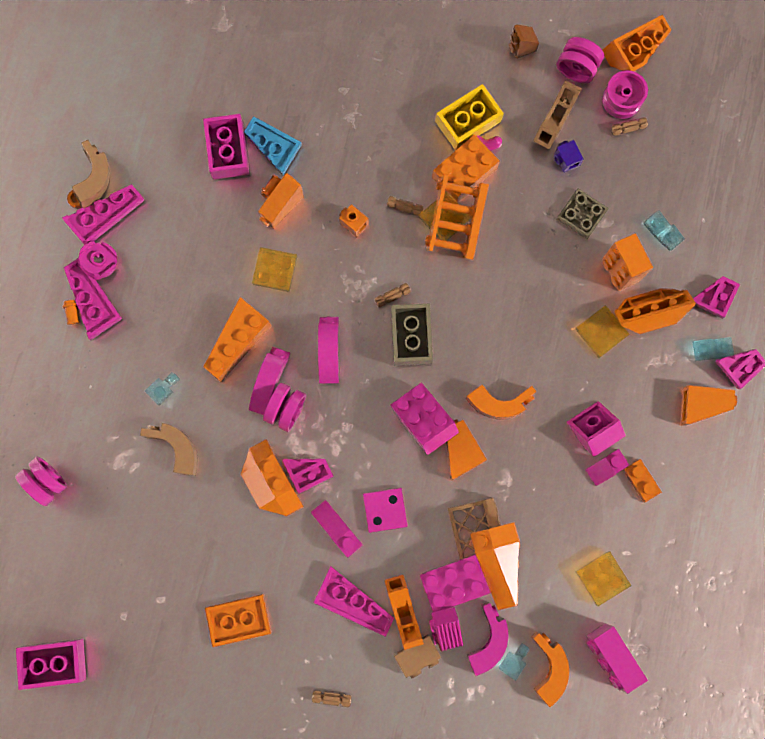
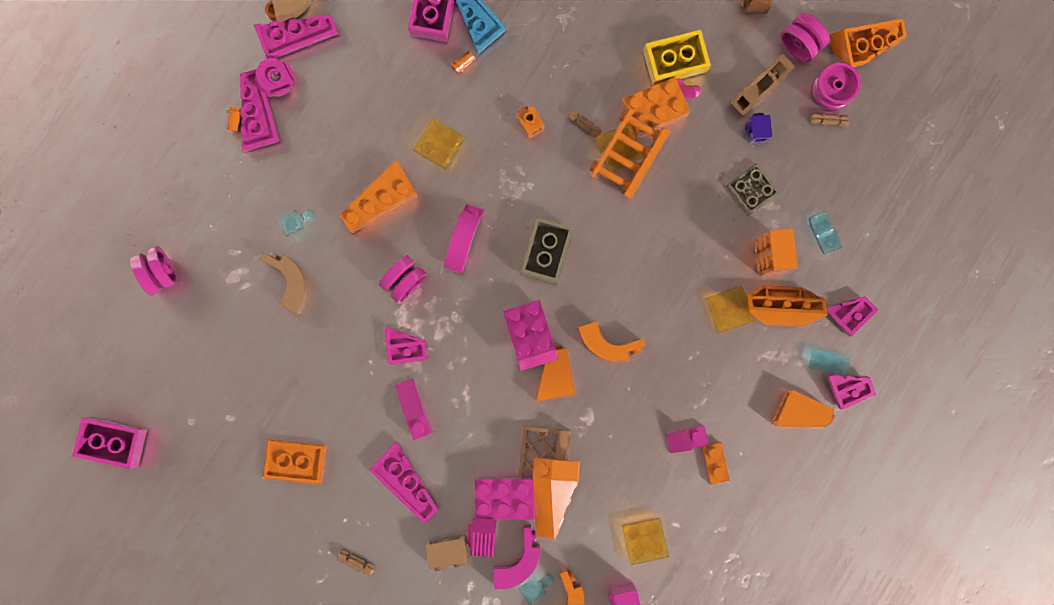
camera: 15 degrees right, 5 degrees up
(268, 379) = (397, 246): dark pink arch -> none
(269, 481) = (365, 343): orange wedge -> none
(281, 201) = (466, 79): orange slope -> none
(385, 510) = (464, 407): dark pink tile -> none
(392, 295) = (542, 206): medium nougat axle -> none
(403, 612) = (448, 508): orange arch -> none
(596, 428) = (690, 400): dark pink slope -> none

